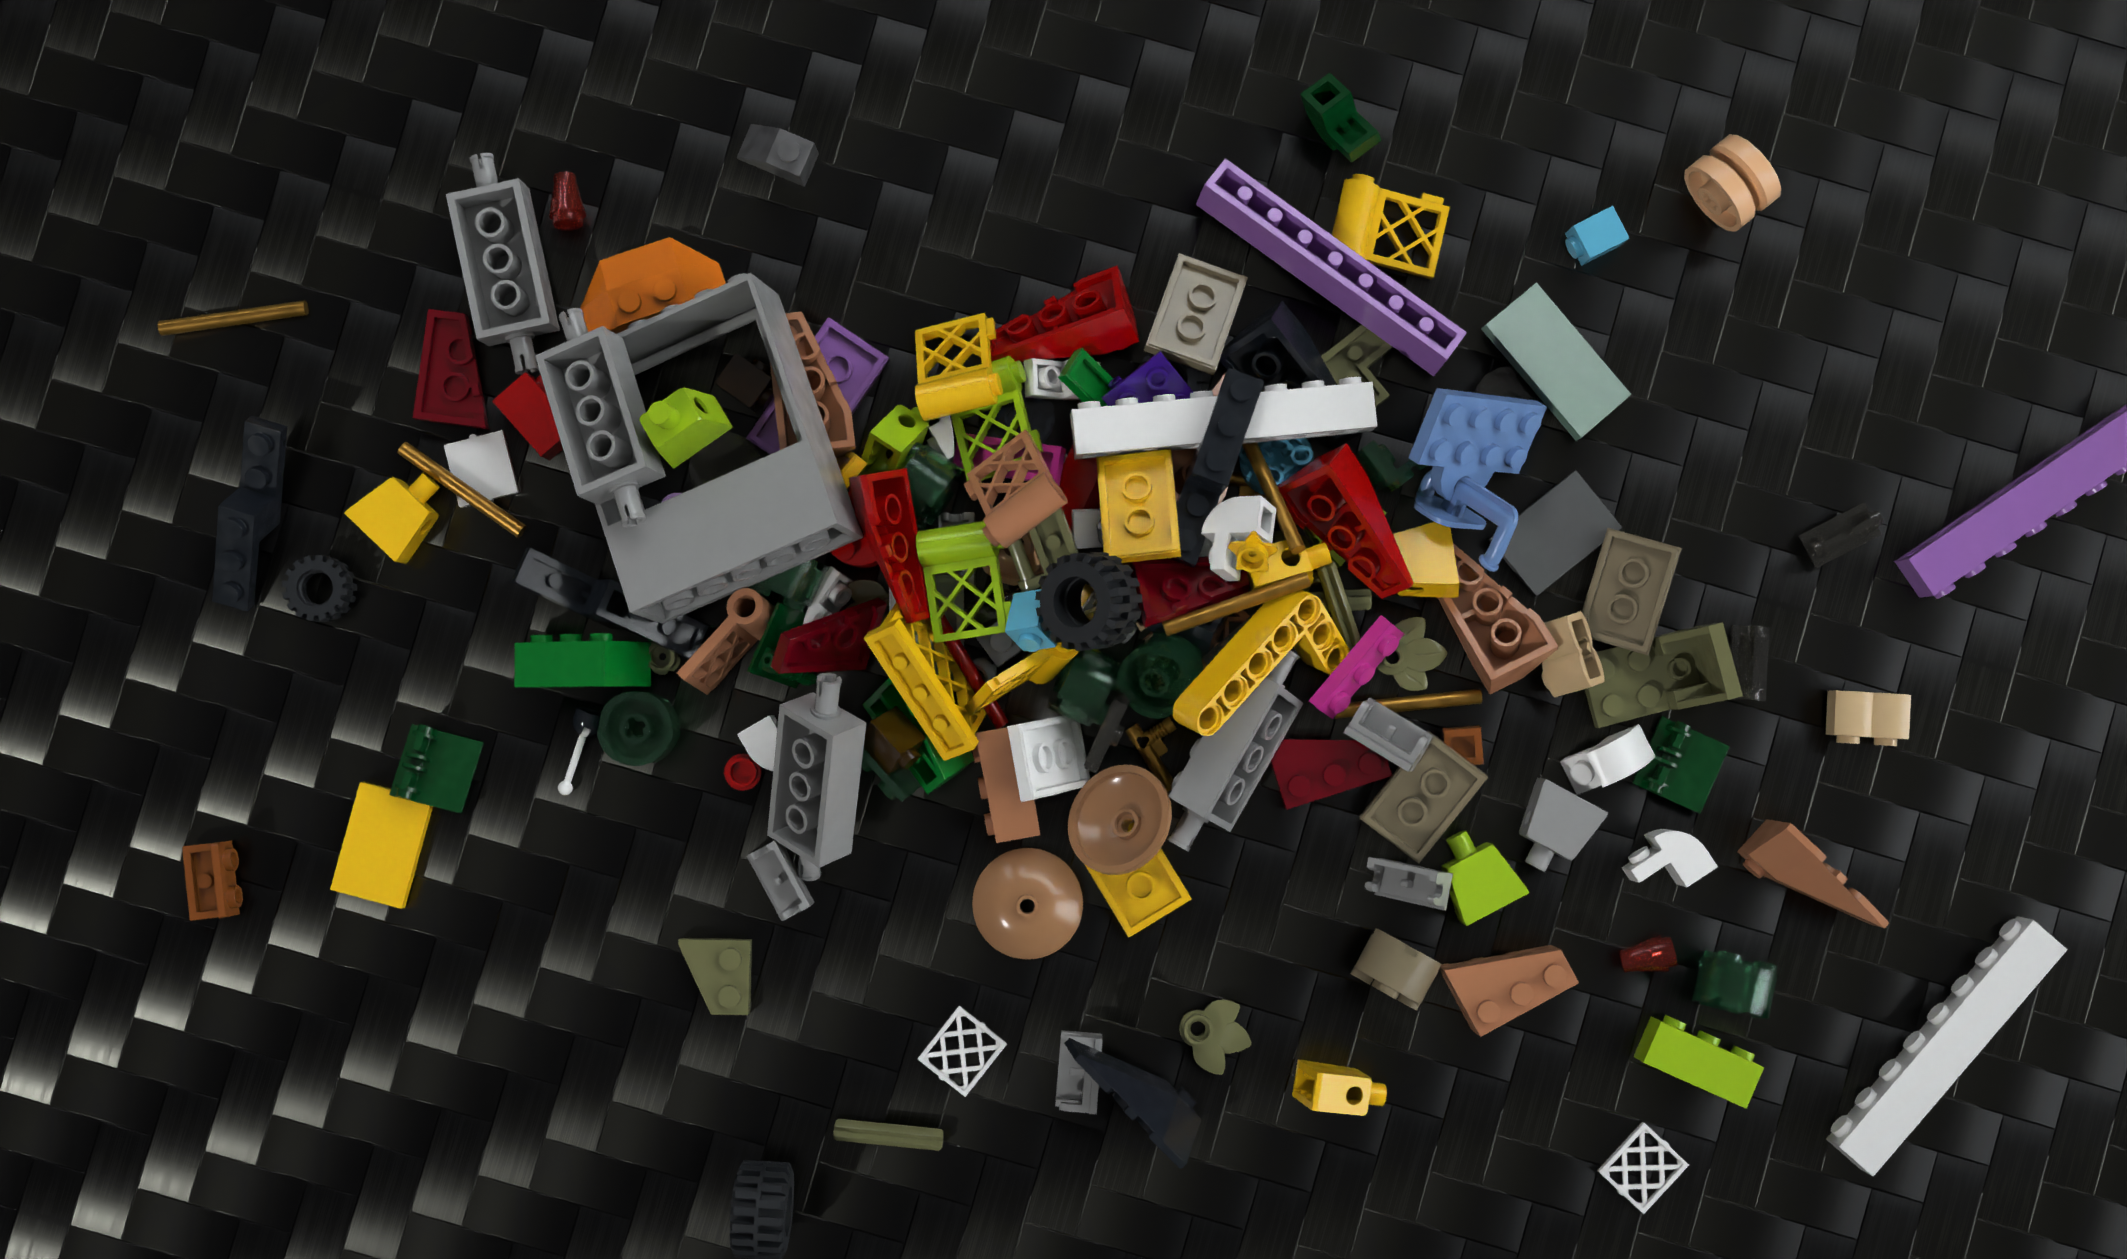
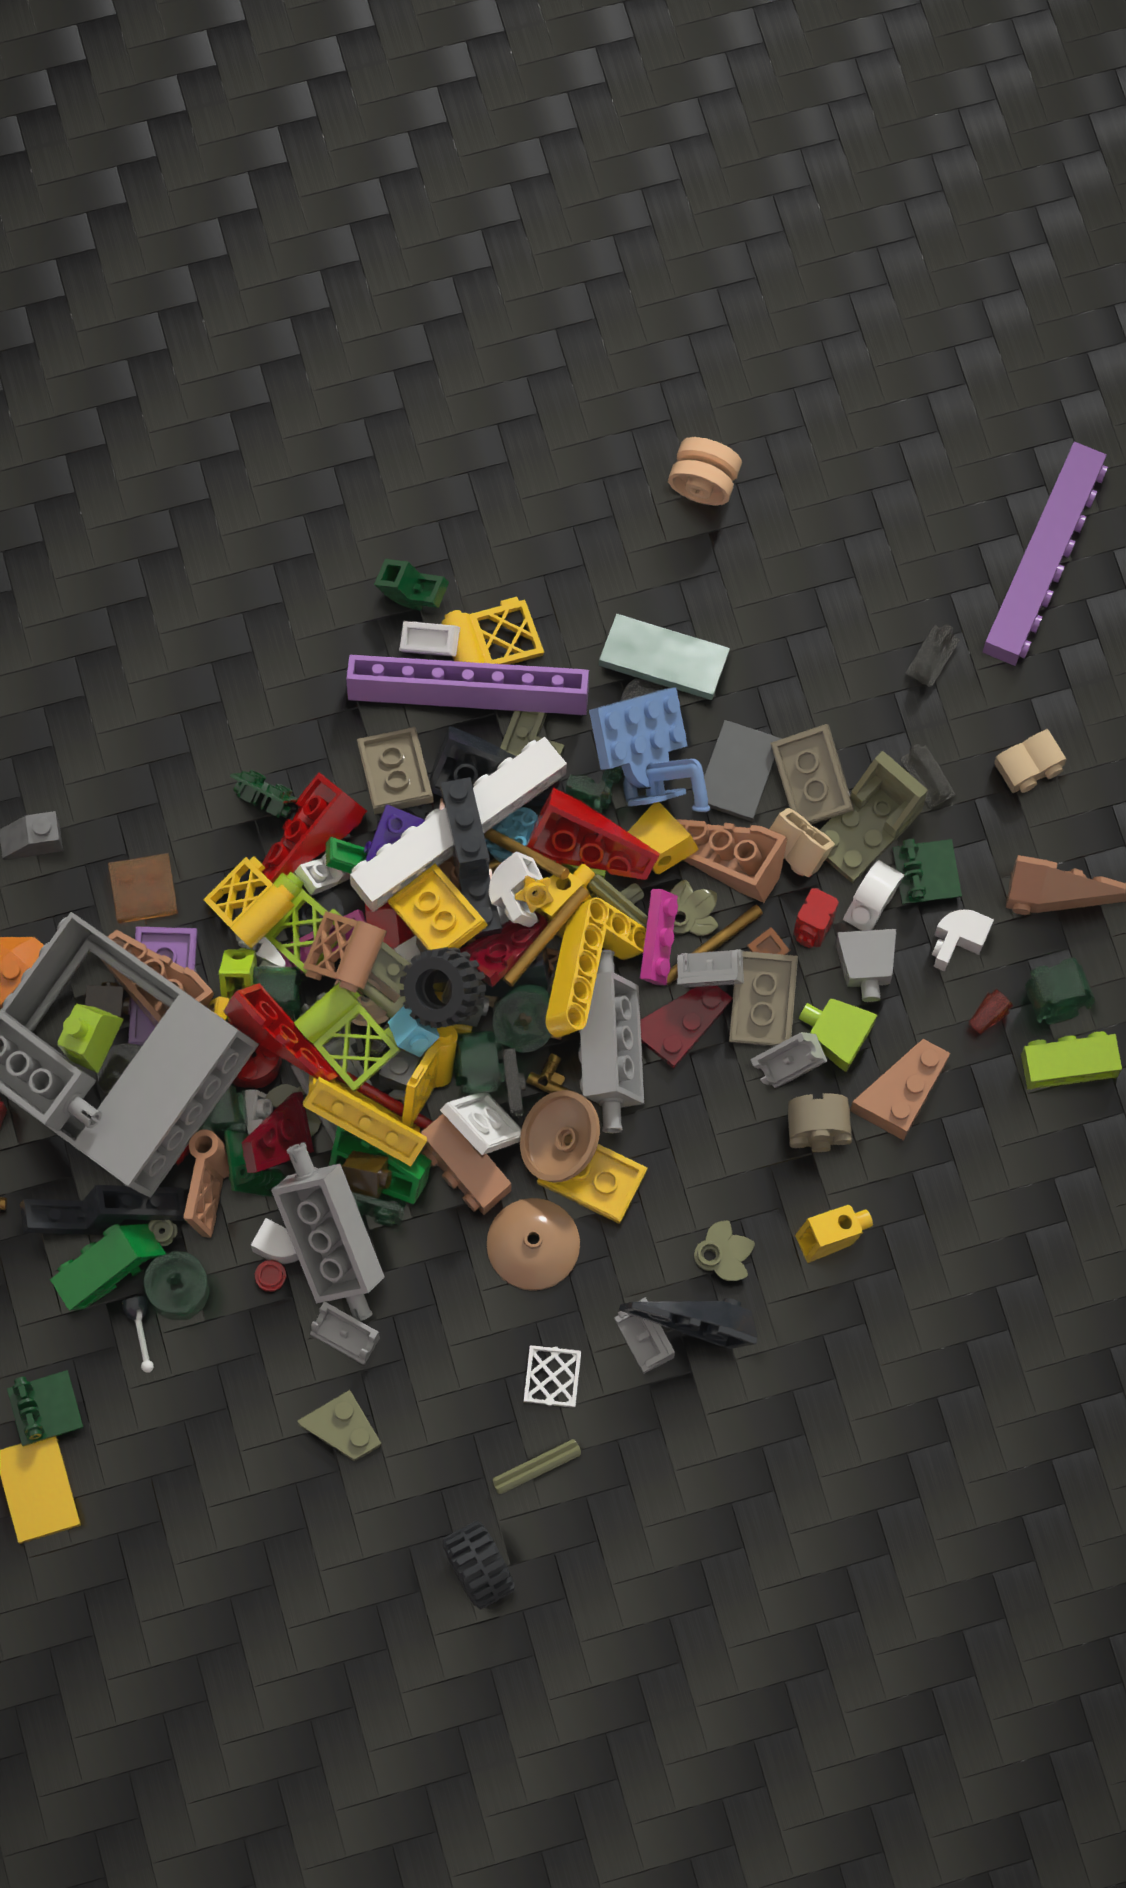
camera: 30 degrees left, 15 degrees down
(861, 279) = (143, 888): none -> clear orange plate
(1041, 238) = (252, 781): none -> dark green hinge
(1322, 190) = (429, 638): none -> white tile
(1532, 749) = (815, 918): none -> red brick
(1596, 236) = (637, 559): medium azure brick -> none
(1663, 1184) = (1088, 1136): white window -> none

